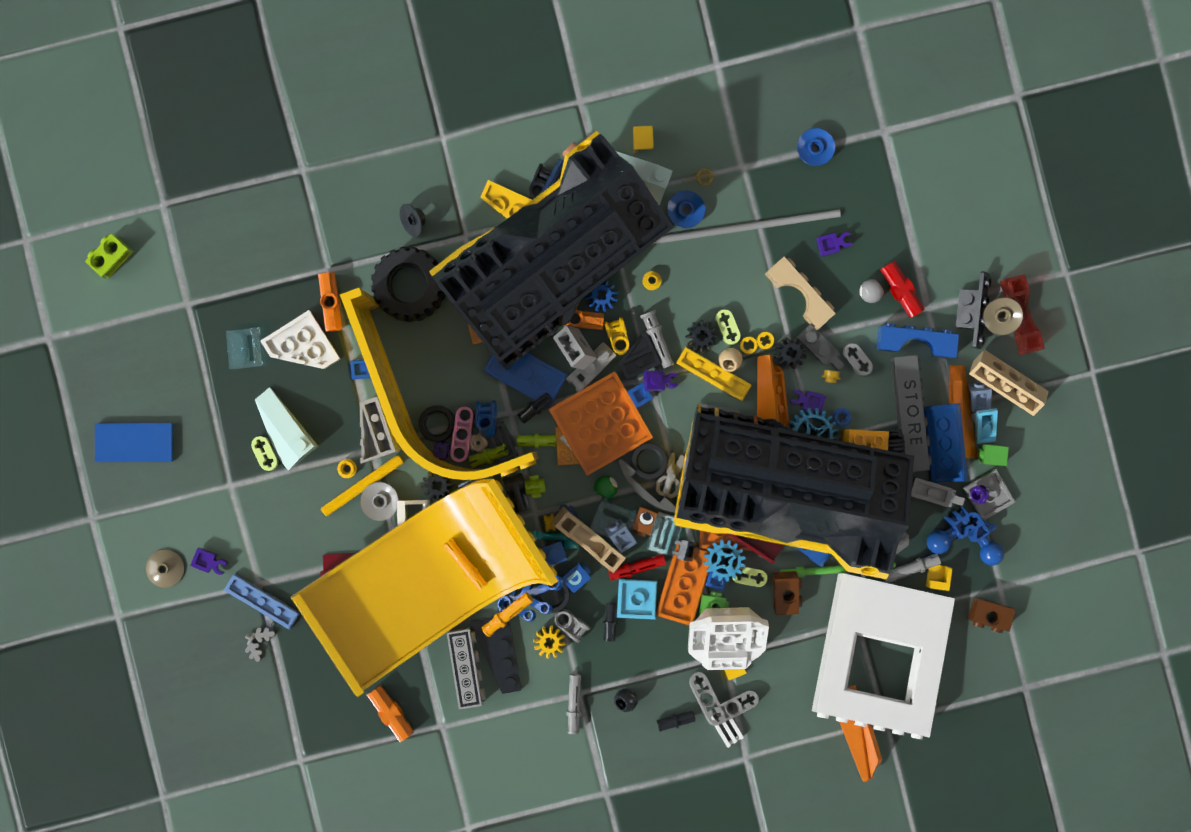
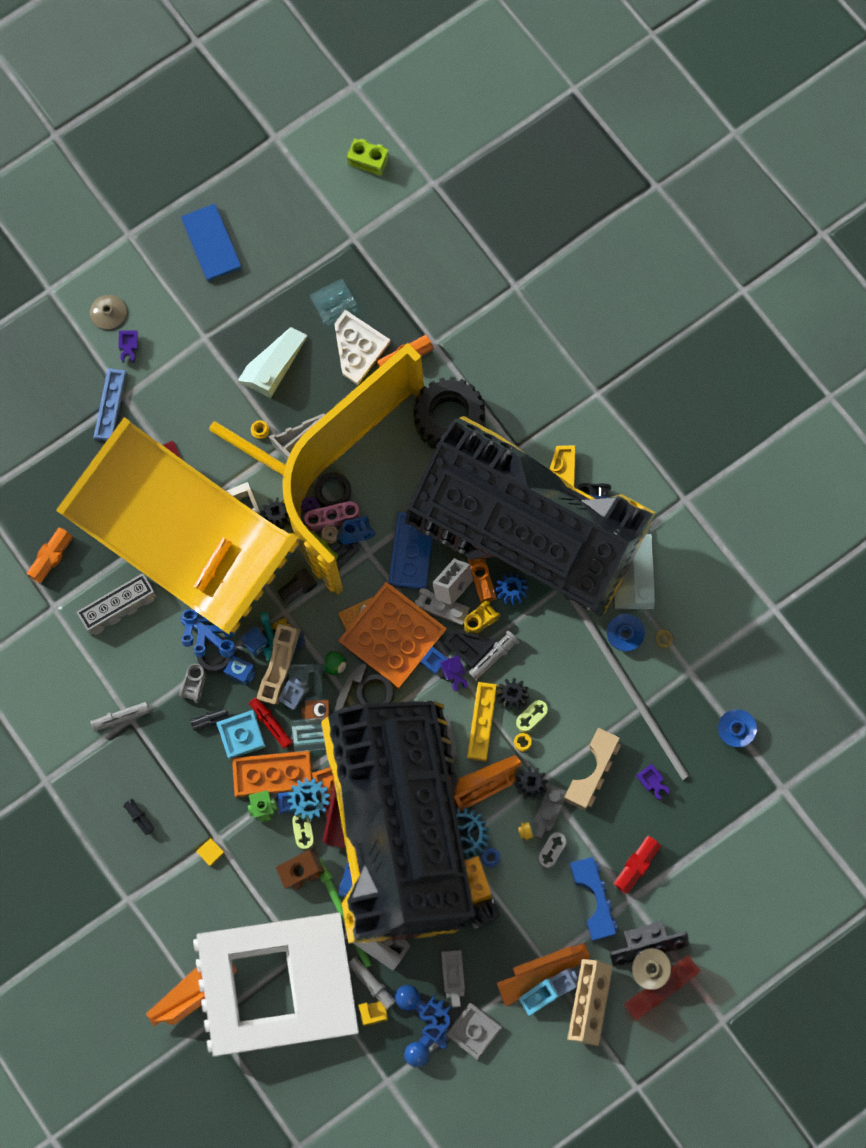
camera: 80 degrees right, 15 degrees down
(252, 646) = (65, 412): light grey animal -> none
(260, 455) = (241, 353): yellowish green beam -> none
(370, 502) = (238, 461): light grey dish -> none
(412, 219) = (510, 395): black piece -> none
(500, 655) = (144, 630): black wing -> none
(501, 619) = (174, 616): light orange pin -> none
(534, 408) = (382, 570): black axle -> none
(535, 486) = (309, 599): lime gear -> none
(536, 440) = (352, 584): lime pin -> none
(543, 638) = (172, 663): yellow gear -> none
(626, 700) = (141, 761): black piece -> none
(643, 138) = (674, 566): yellow panel -> none
(647, 285) = (545, 635): yellow plate -> none
(686, 550) = (304, 758): tile -> none
(722, 708) = (167, 854): light grey beam -> none
(727, 638) = (235, 828): white piece -> none
(730, 359) = (501, 729): tan piece -> none
(733, 739) = (135, 875): white tile -> none
(763, 334) = (538, 752): yellow bush -> none
(810, 400) = (493, 820): dark purple plate -> none
(871, 291) = (622, 835): light grey piece -> none
(910, 408) = (521, 920): dark grey brick -> none
(946, 443) = (505, 964): blue tile -> none
(979, 494) = (469, 1017): dark purple plate -> none
(992, 455) = (513, 1017): bright green brick -> none
(1002, 619) = (363, 1089): reddish brown brick -> none

